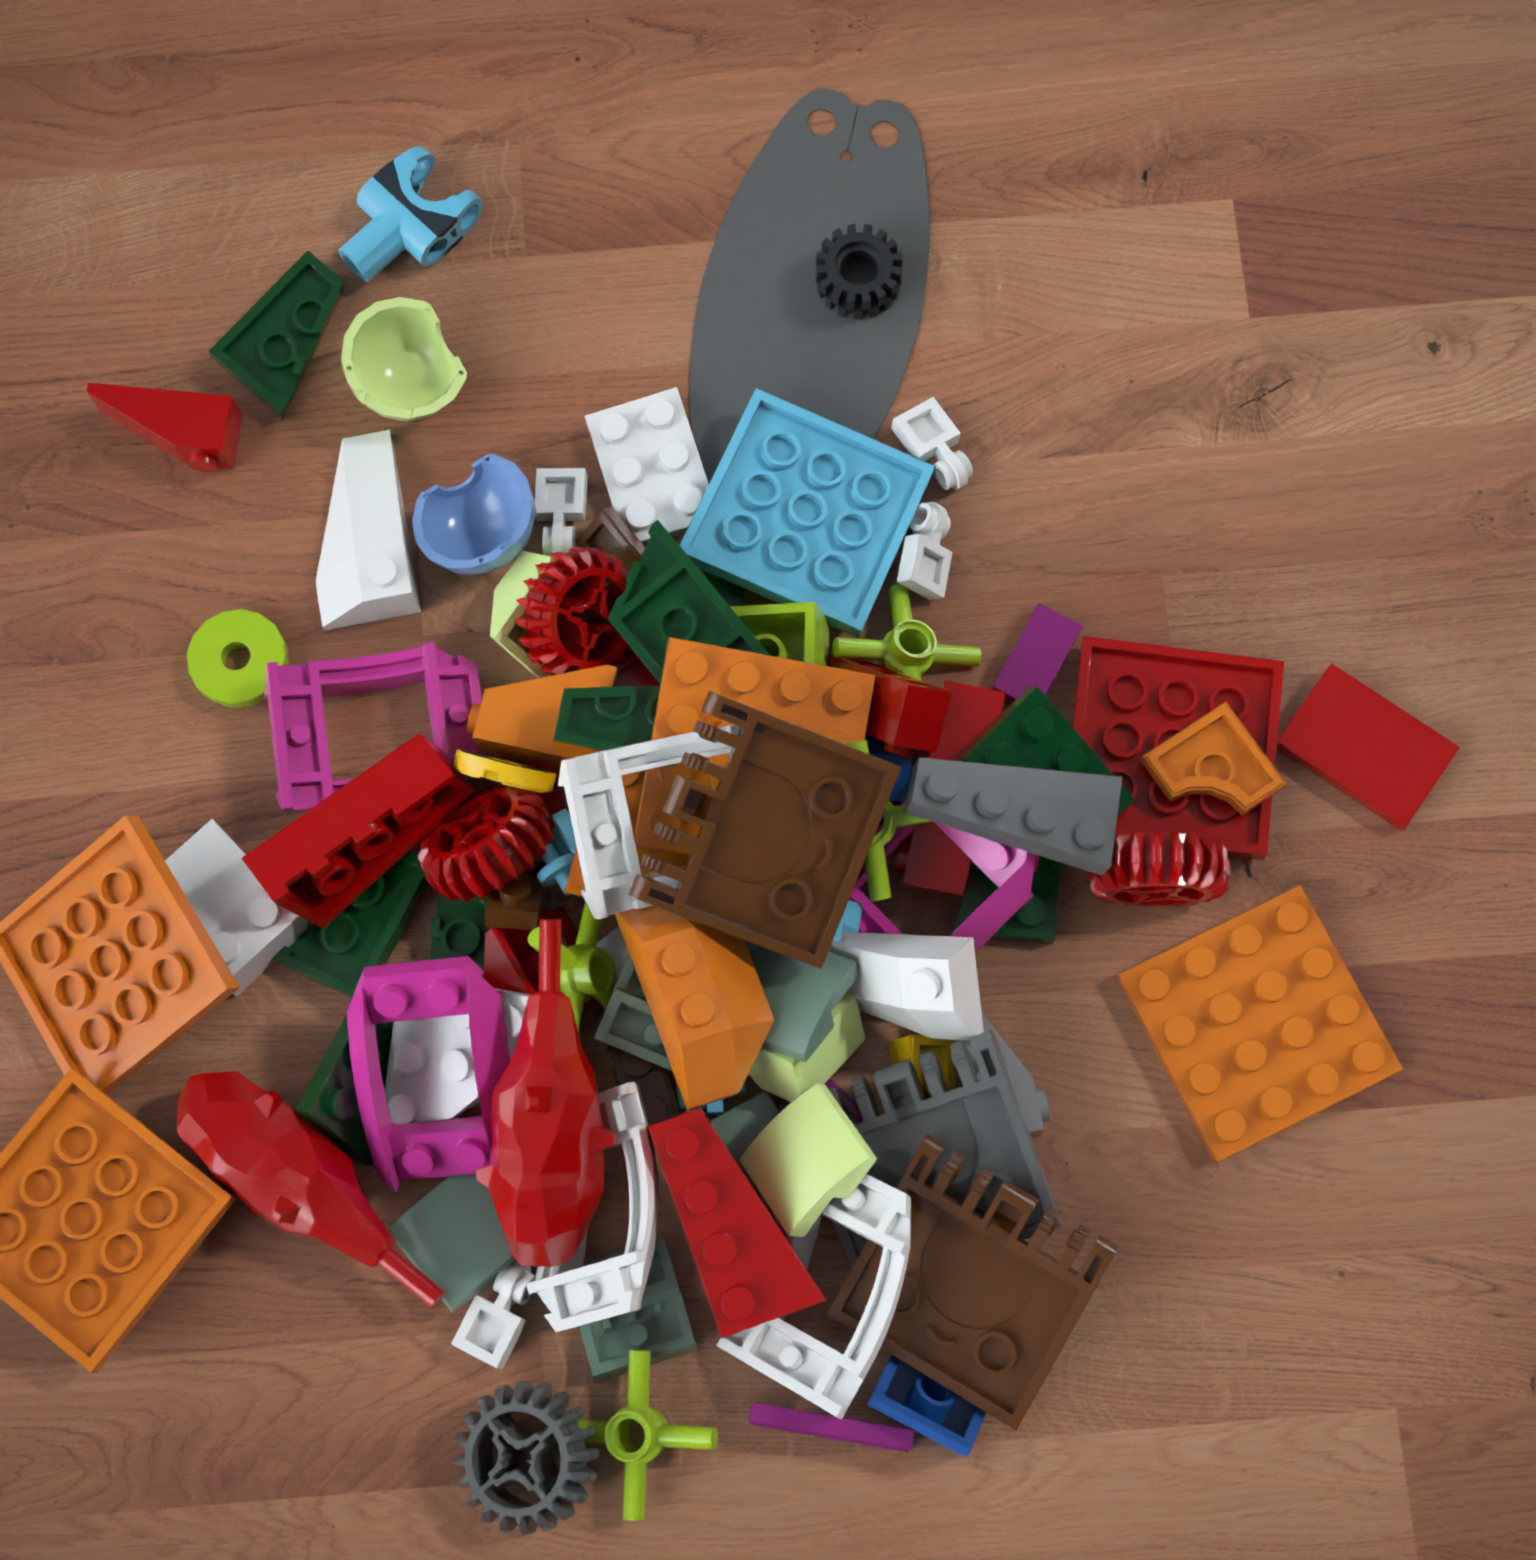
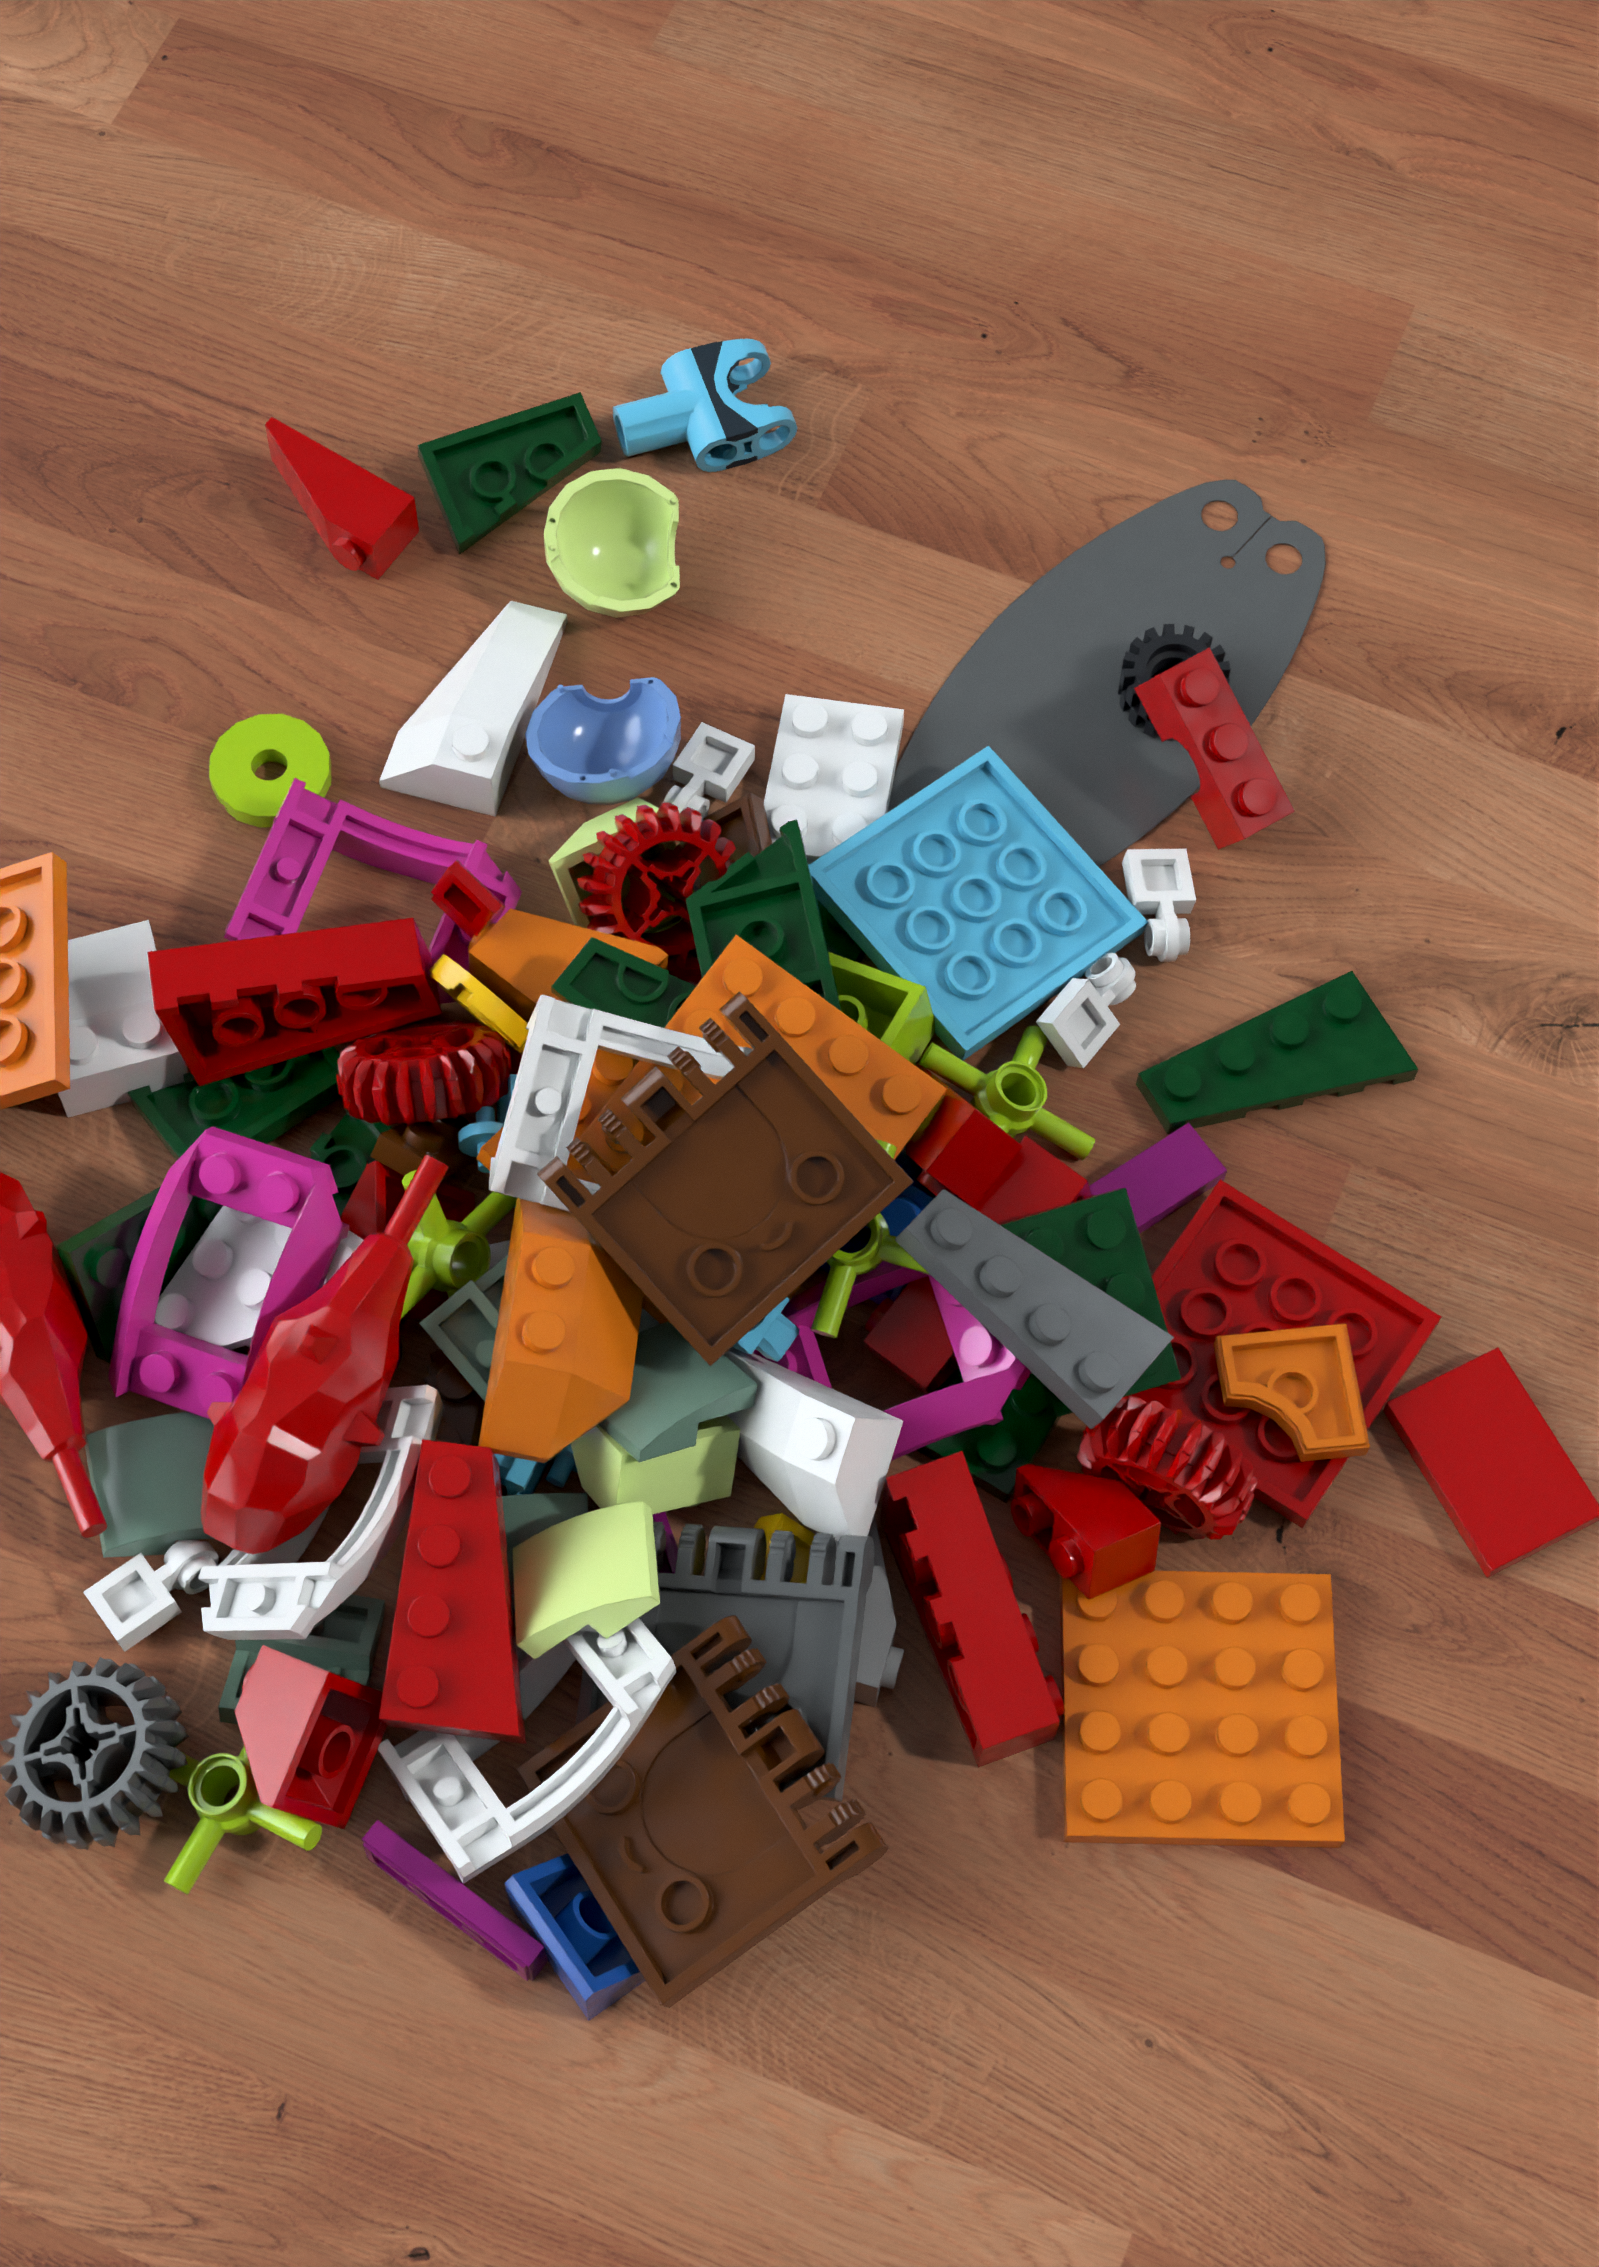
camera: 20 degrees right, 10 degrees down
(452, 699) = (466, 900): none -> red slope
(672, 1369) = (308, 1736): none -> red slope
(897, 291) = (1236, 779): none -> red arch
(1075, 1040) = (969, 1609): none -> red wedge
(1082, 514) = (1291, 1053): none -> dark green wing
(1123, 938) = (1086, 1526): none -> red slope

